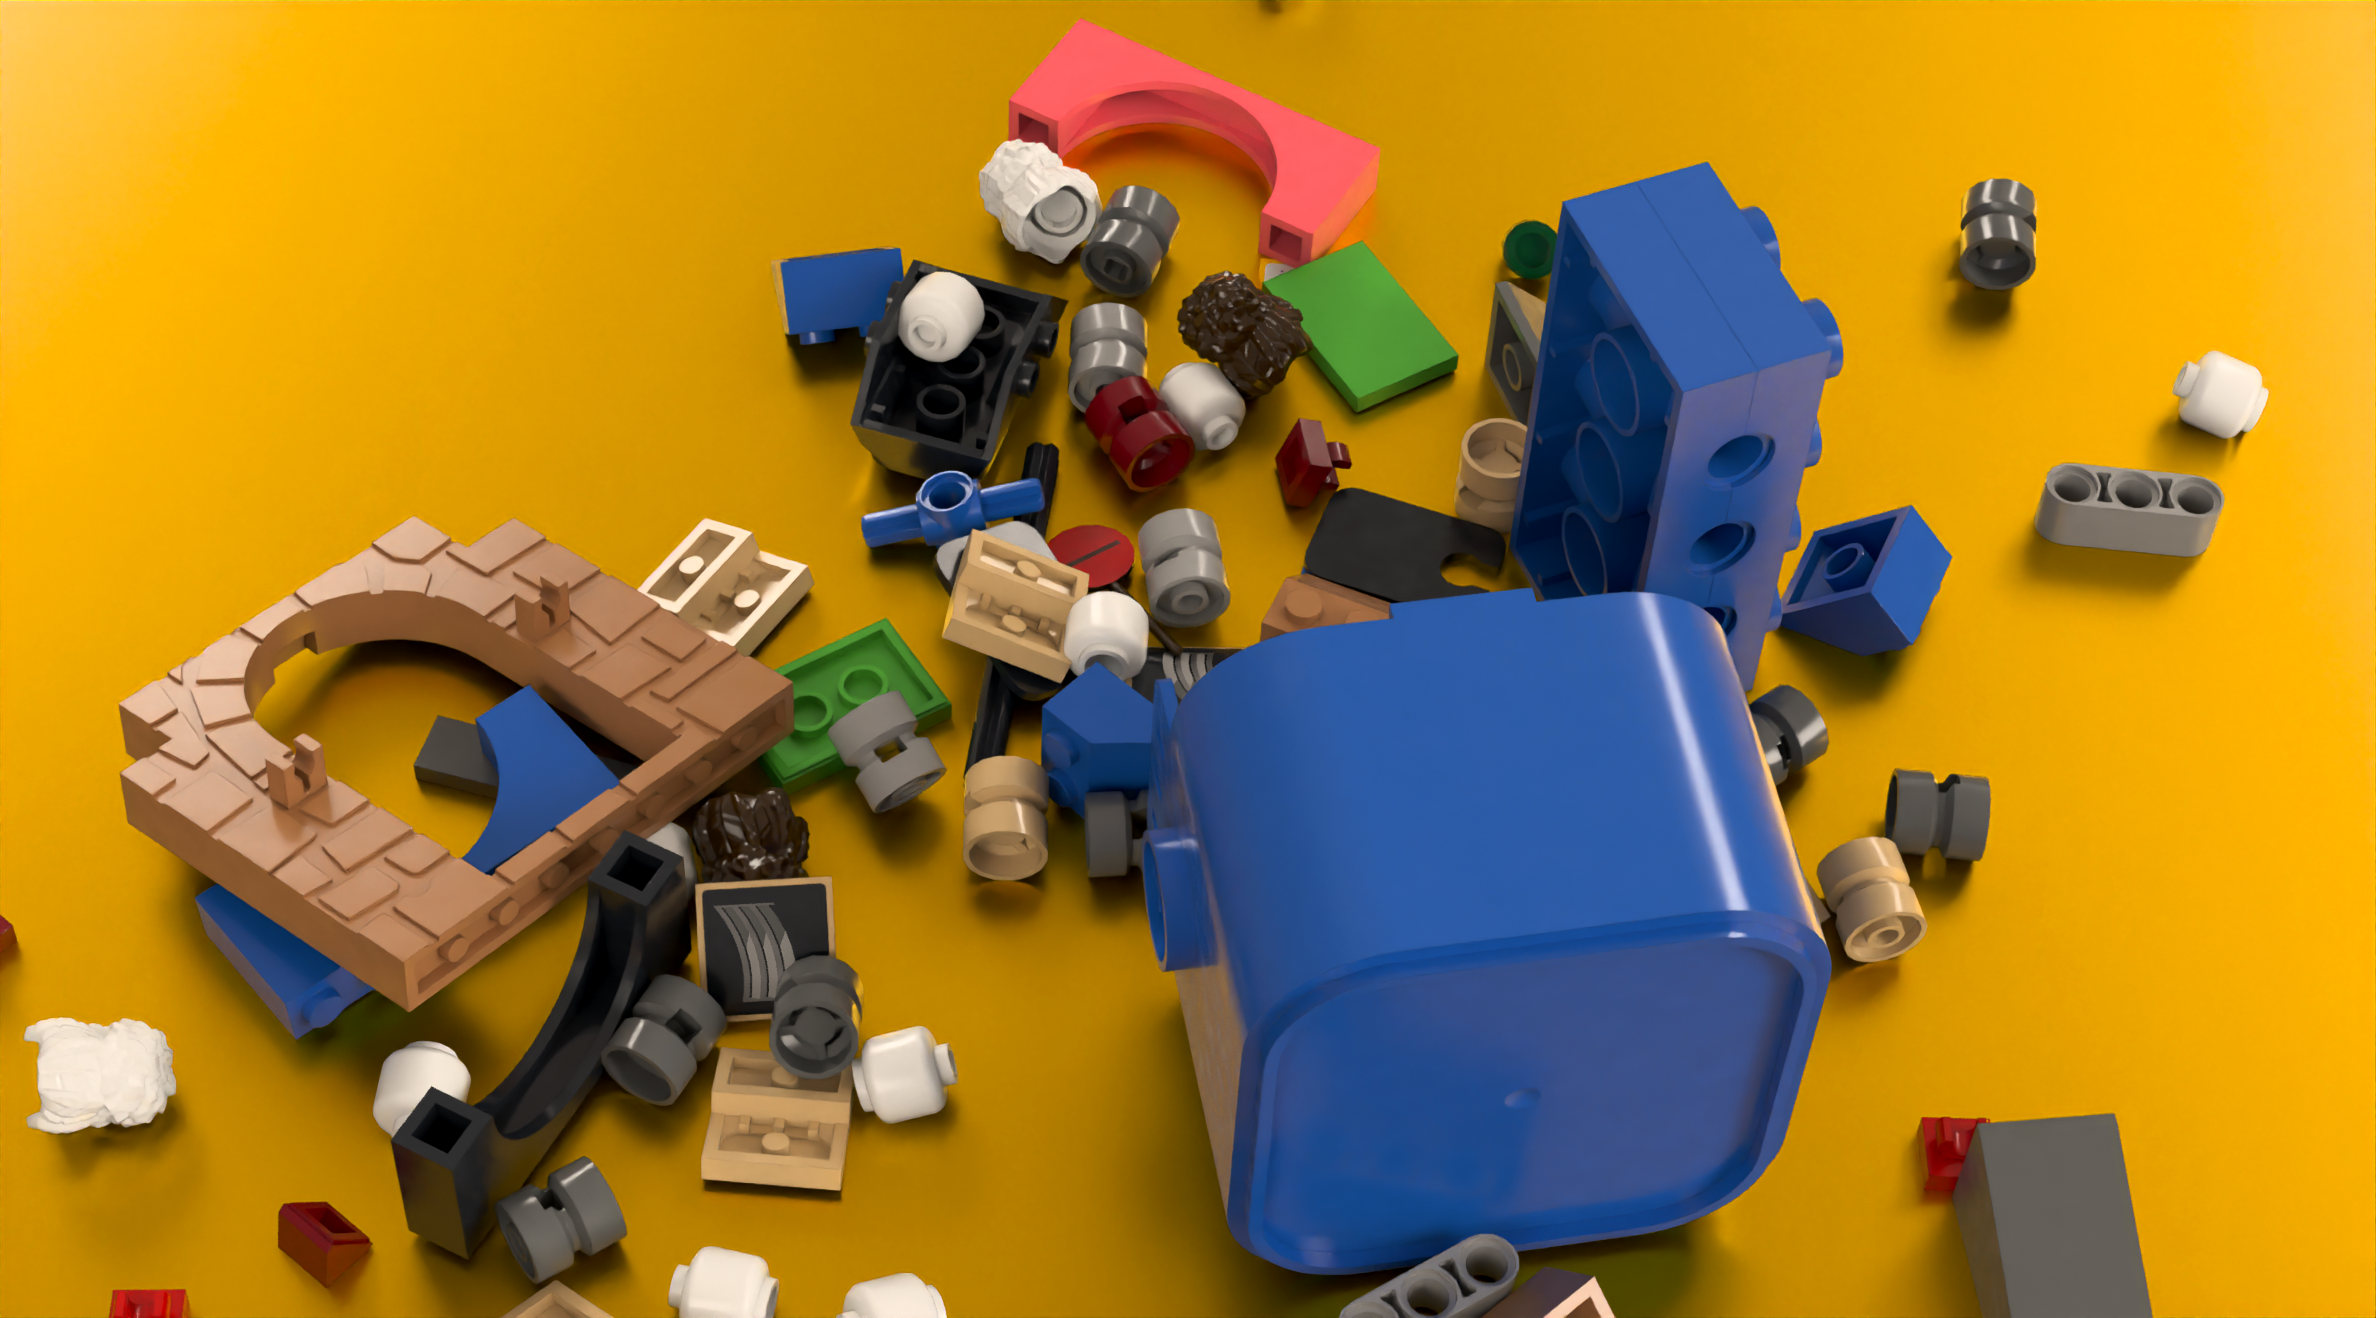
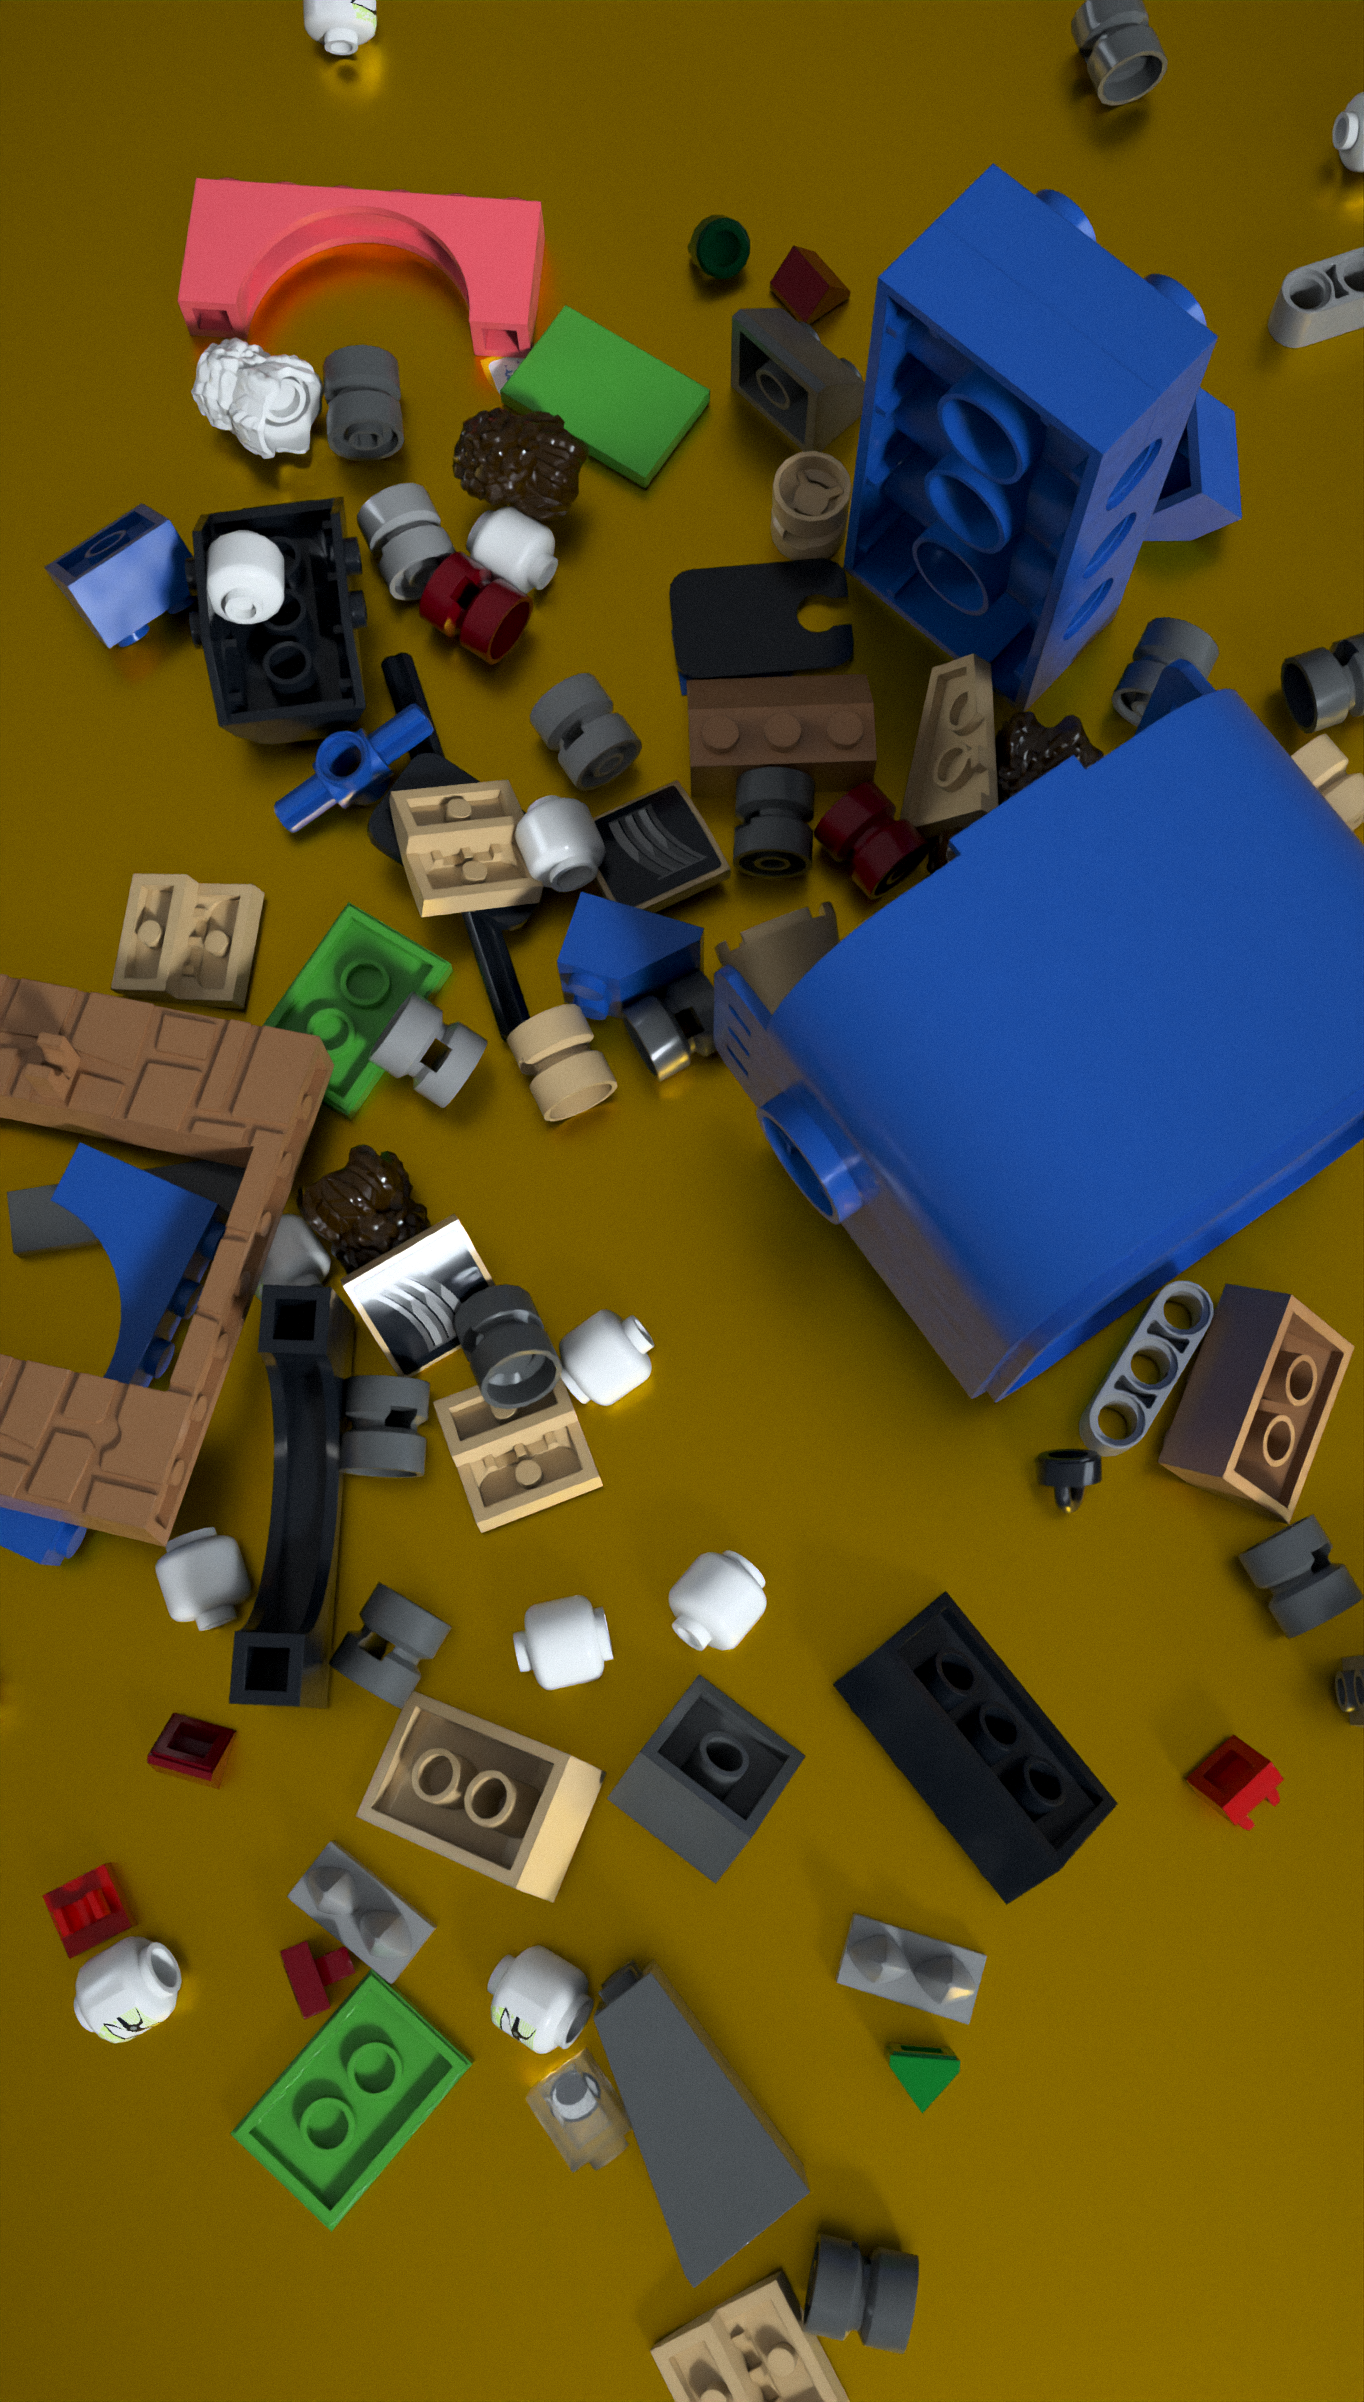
camera: 20 degrees left, 25 degrees up
(1108, 560) = (502, 748): red piece -> none
(1309, 463) = (636, 567): dark red tile -> none

